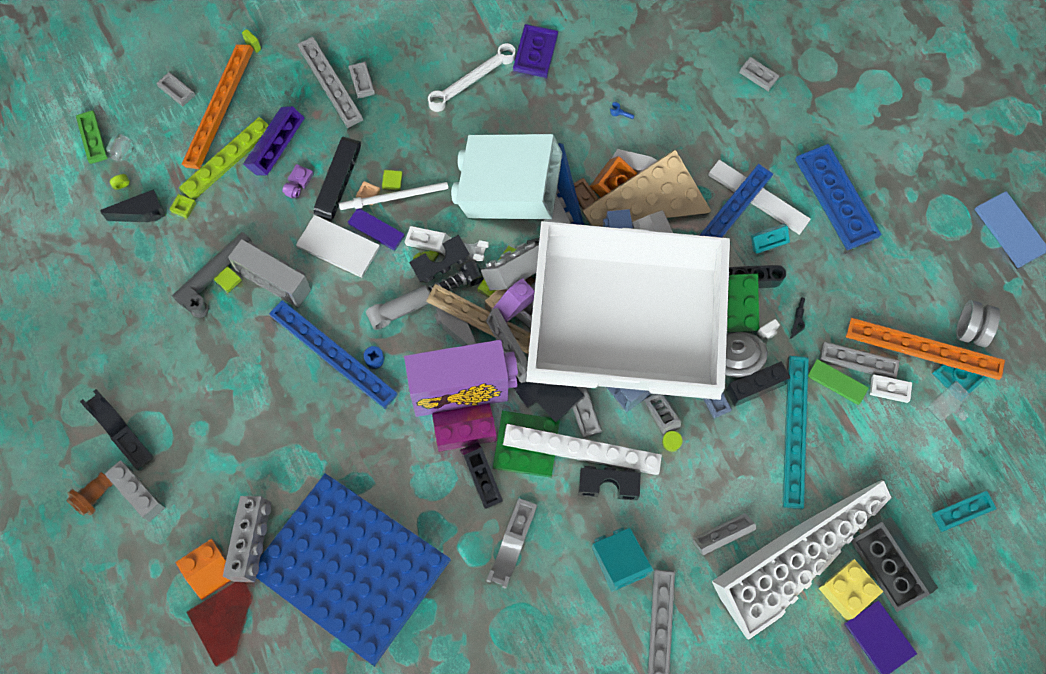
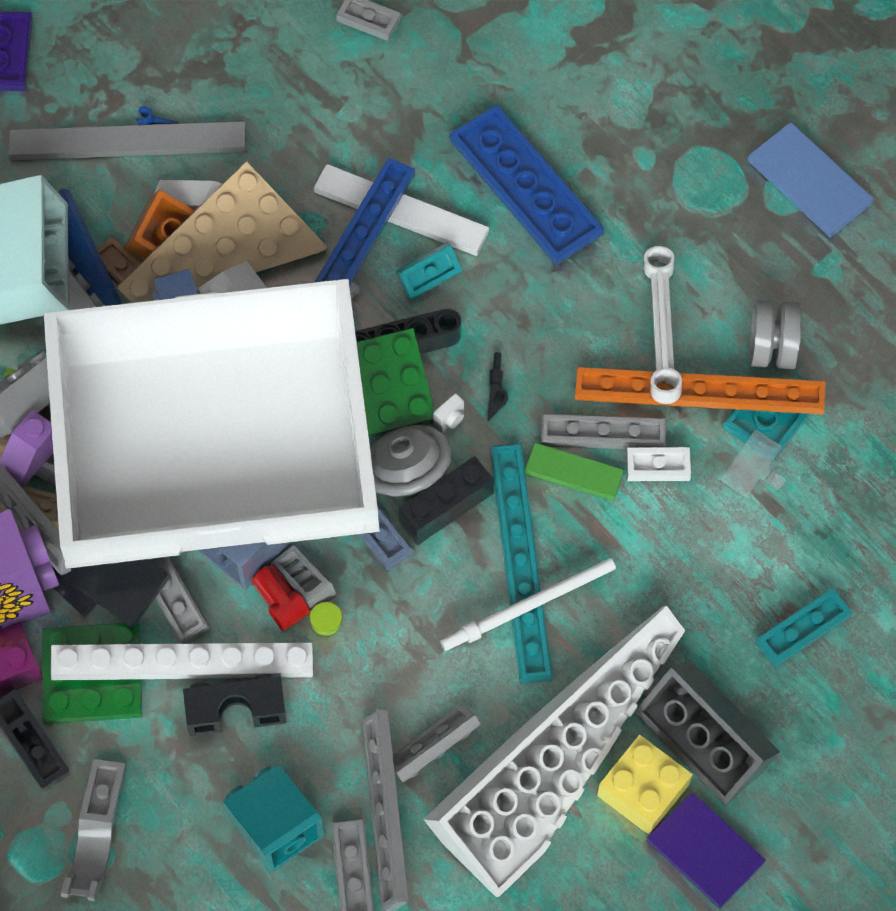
camera: 10 degrees left, 5 degrees down
(602, 121) = (127, 140): none -> light grey tile
(648, 427) = (284, 605): none -> red piece
(689, 570) = (385, 811): none -> light grey tile
(761, 469) = (472, 631): none -> white bar
(908, 302) = (662, 325): none -> white piece

